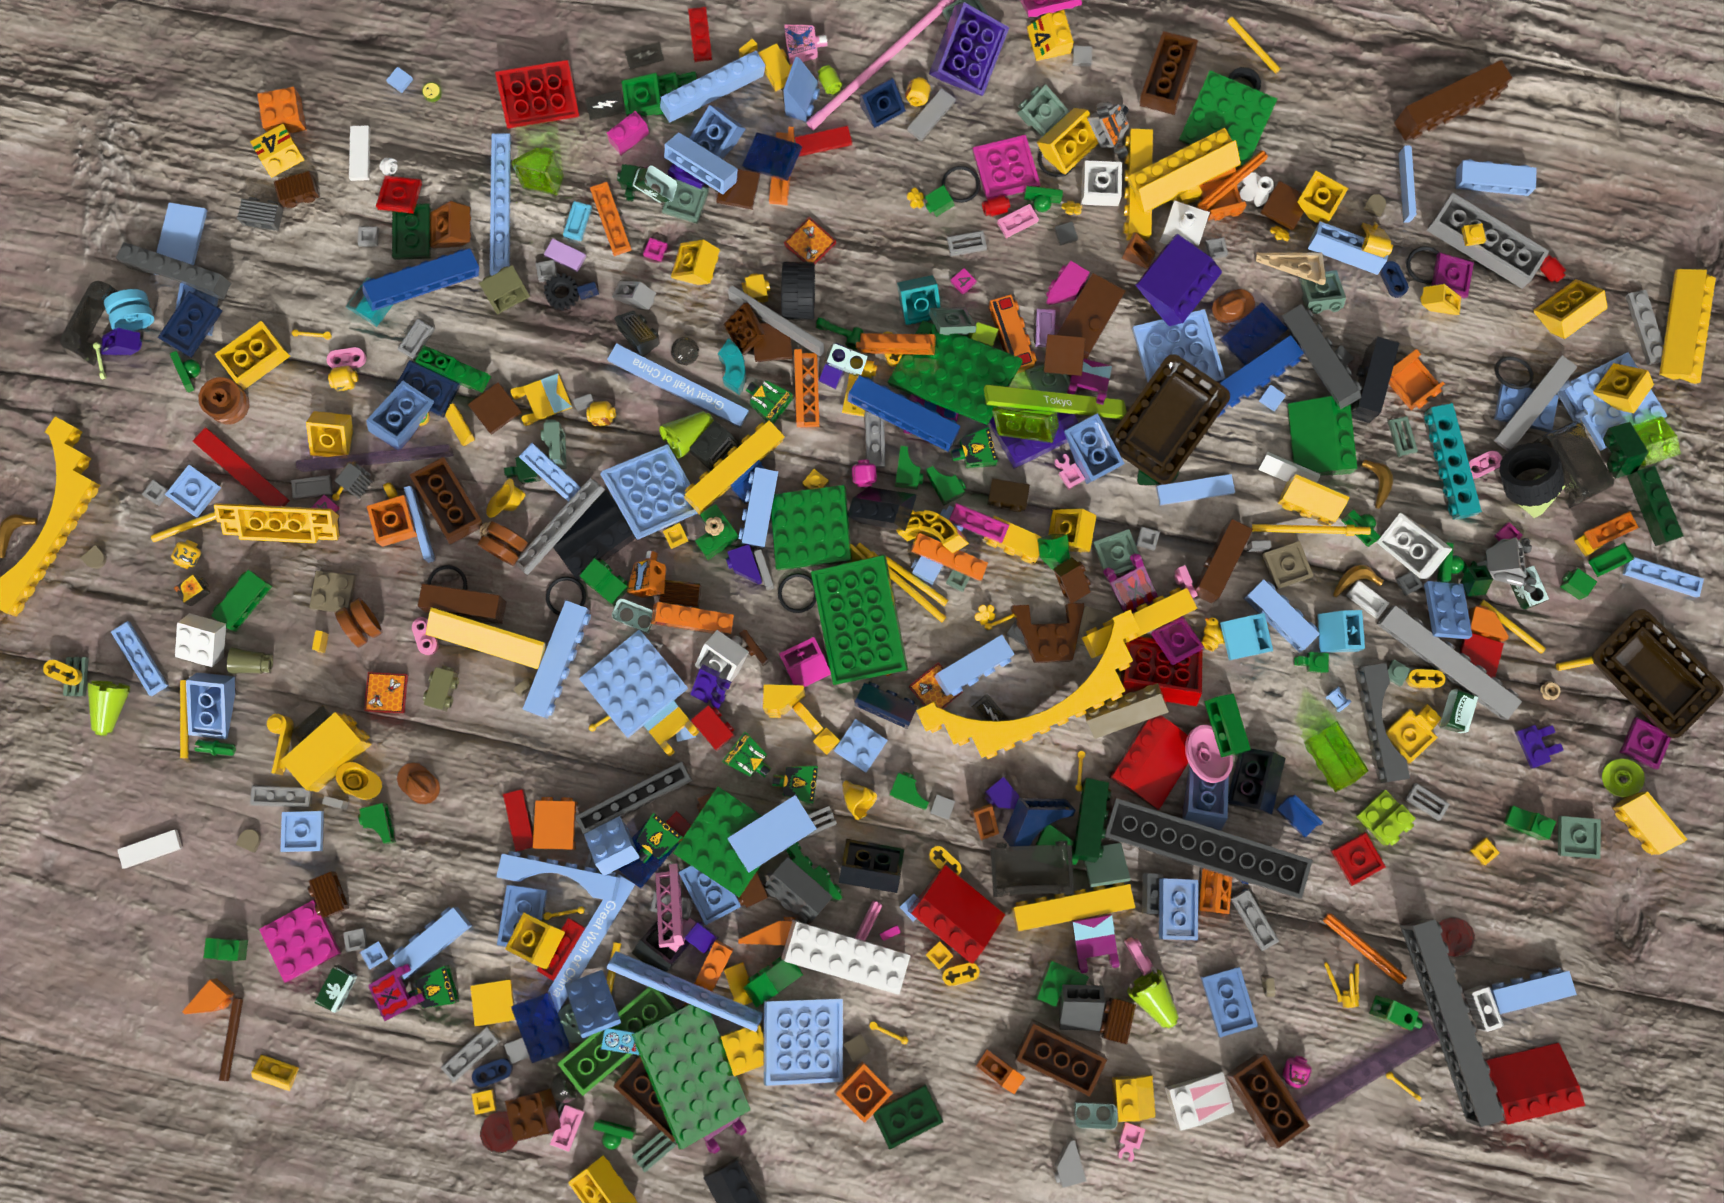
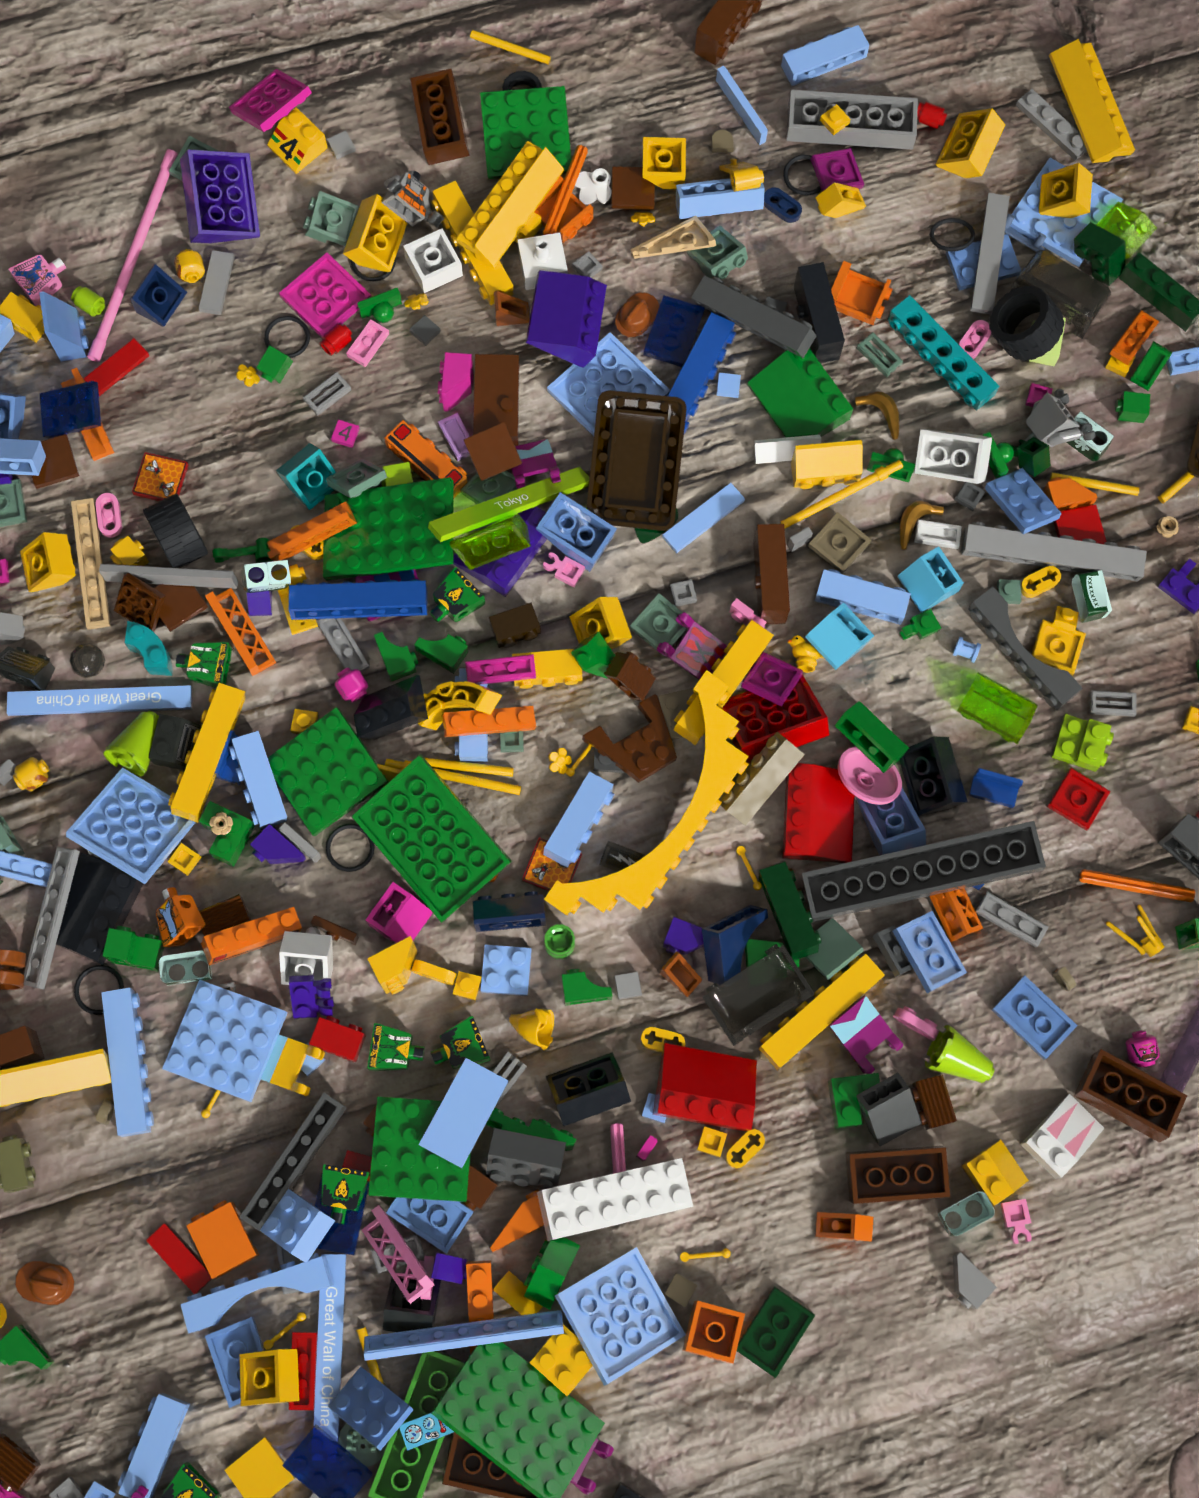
camera: 30 degrees left, 5 degrees down
(725, 278) = (89, 562): none -> tan plate
(756, 251) = (108, 516): none -> bright pink plate
(910, 747) = (559, 941): none -> bright green wheel

